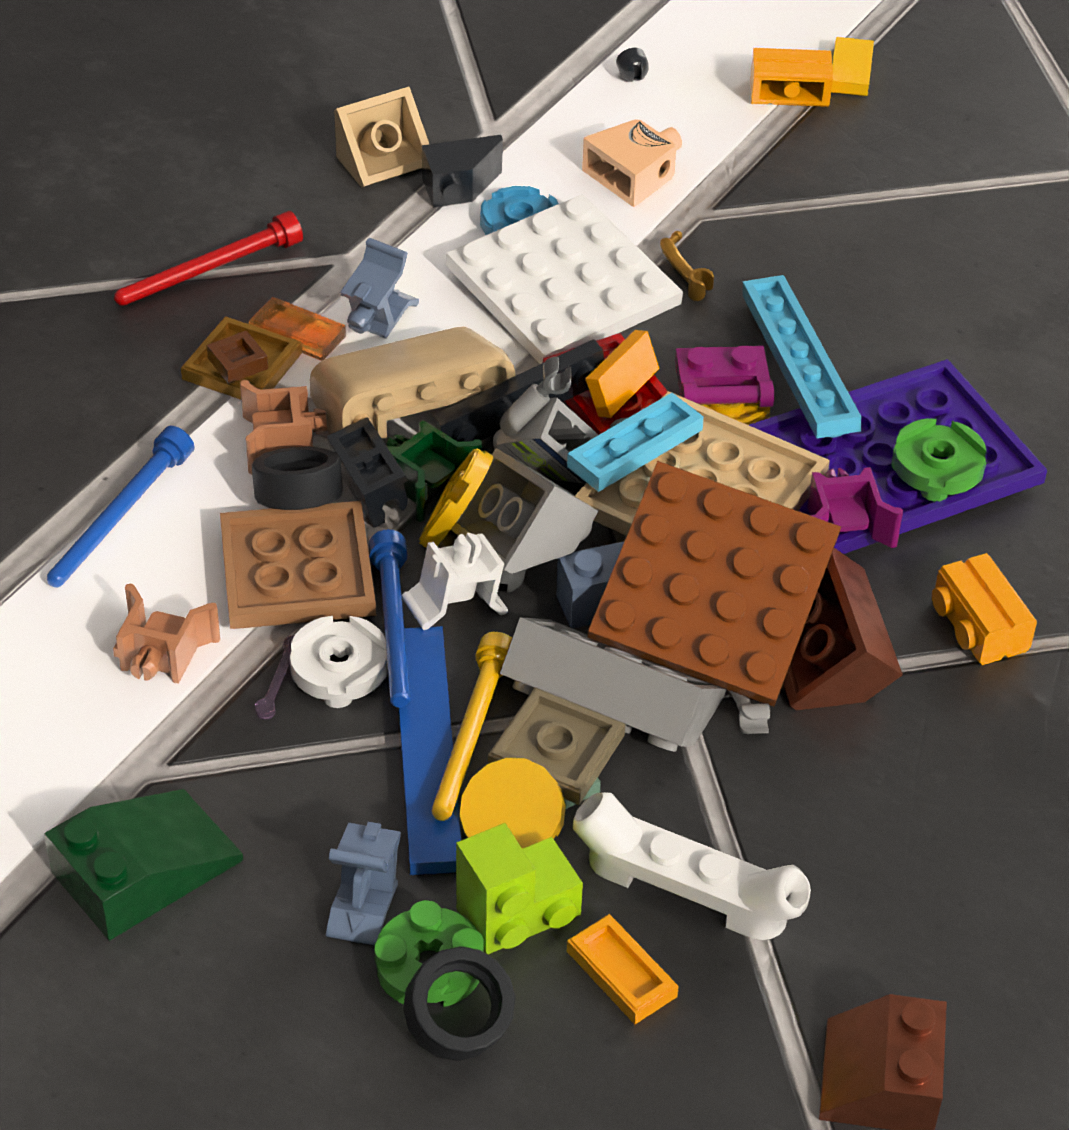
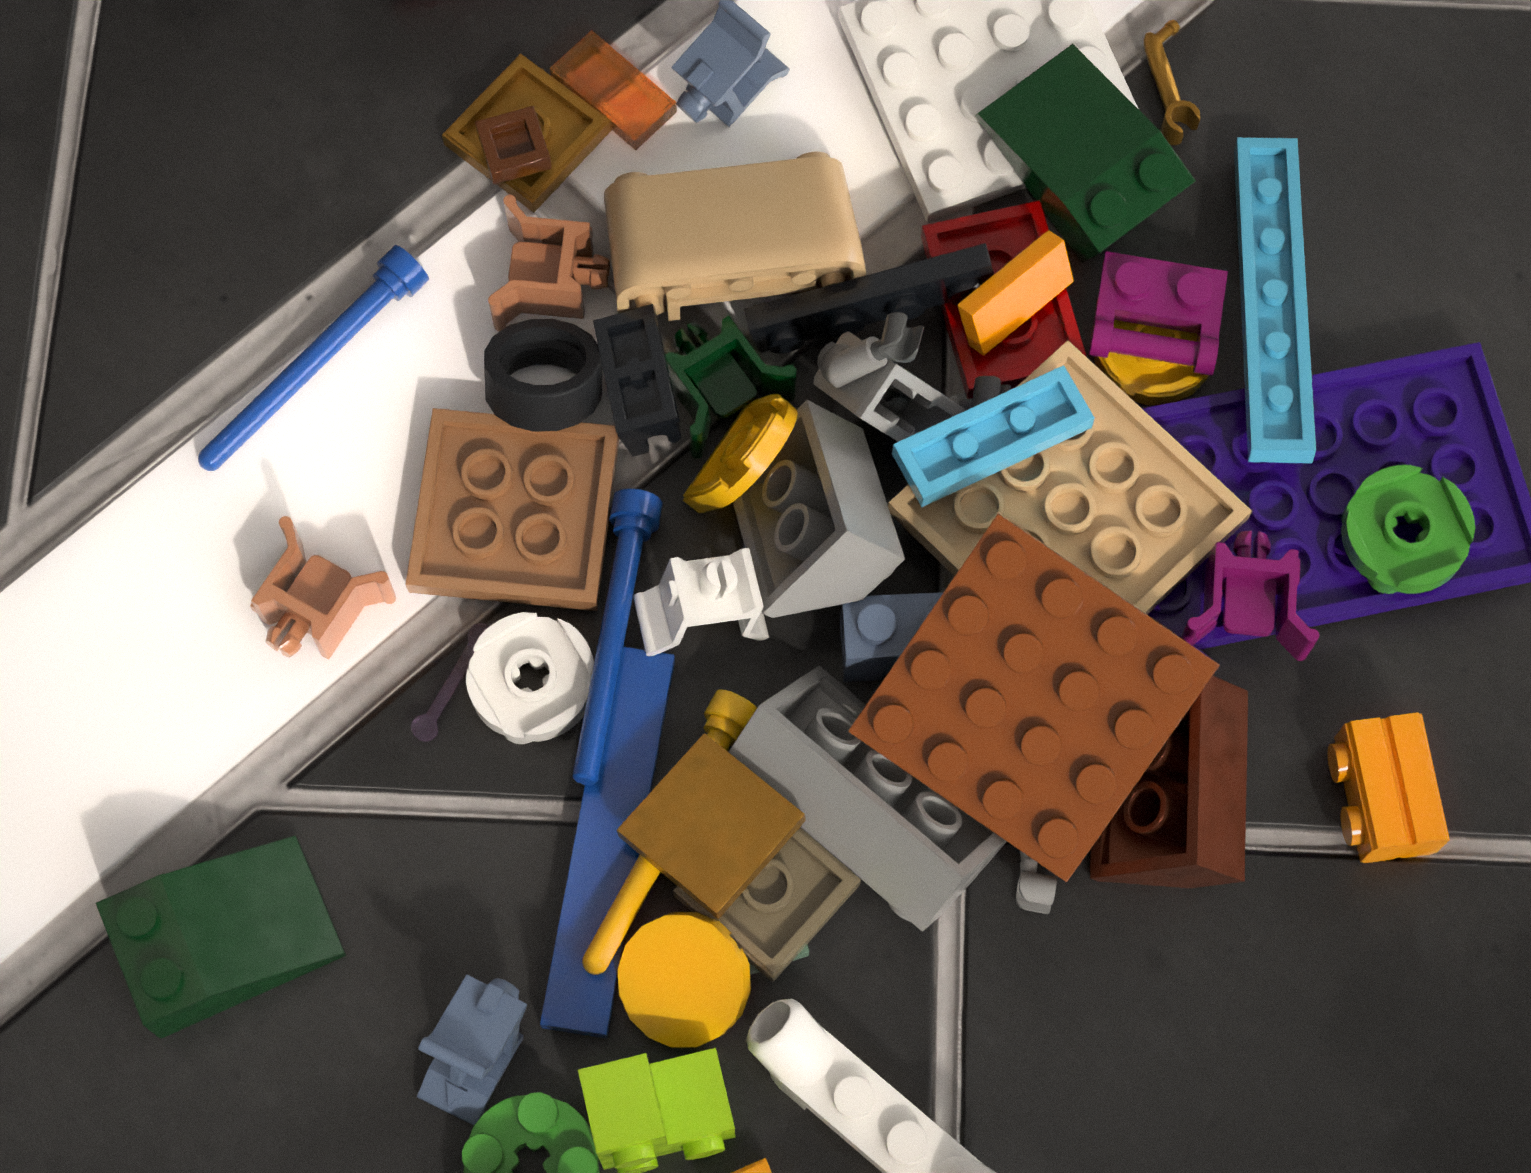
camera: 15 degrees right, 25 degrees up
(504, 705) = (711, 825): none -> pearl gold tile
(645, 291) = (1084, 152): none -> dark green slope

